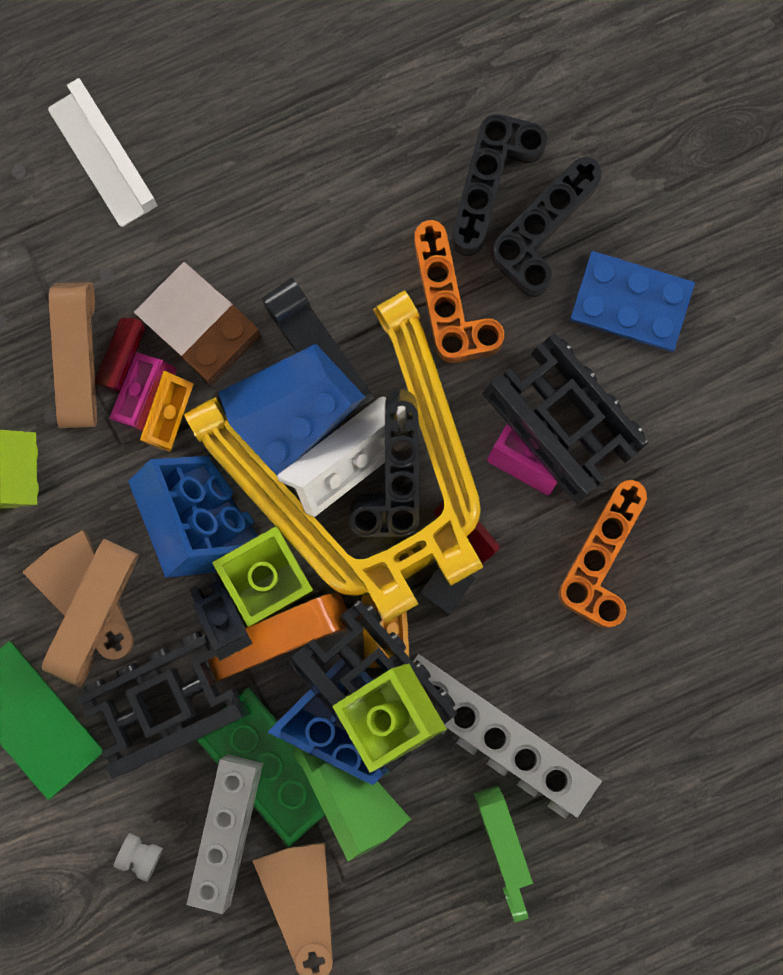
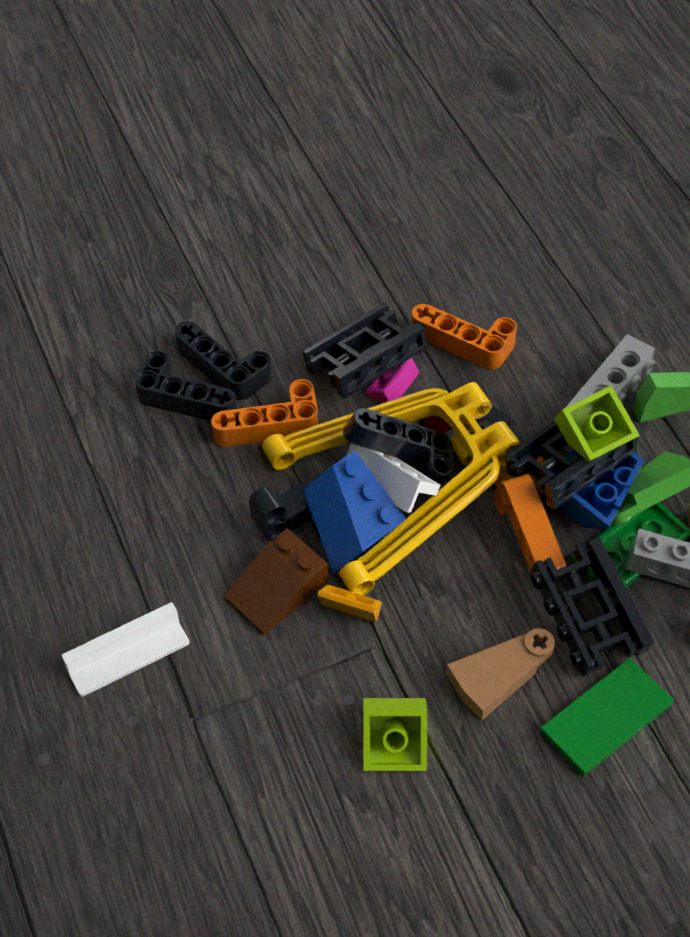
camera: 90 degrees left, 30 degrees down
(72, 353) = (295, 664): medium nougat beam -> none
(89, 613) = (522, 651): medium nougat beam -> none
(120, 354) = (298, 639): dark red slope -> none
(139, 391) = (330, 628): dark pink slope -> none
(189, 514) = (436, 588): blue wedge -> none
(220, 620) = (518, 560): black hinge -> none
(263, 577) = (488, 532): lime slope -> none
(632, 301) = (280, 319): blue plate -> none

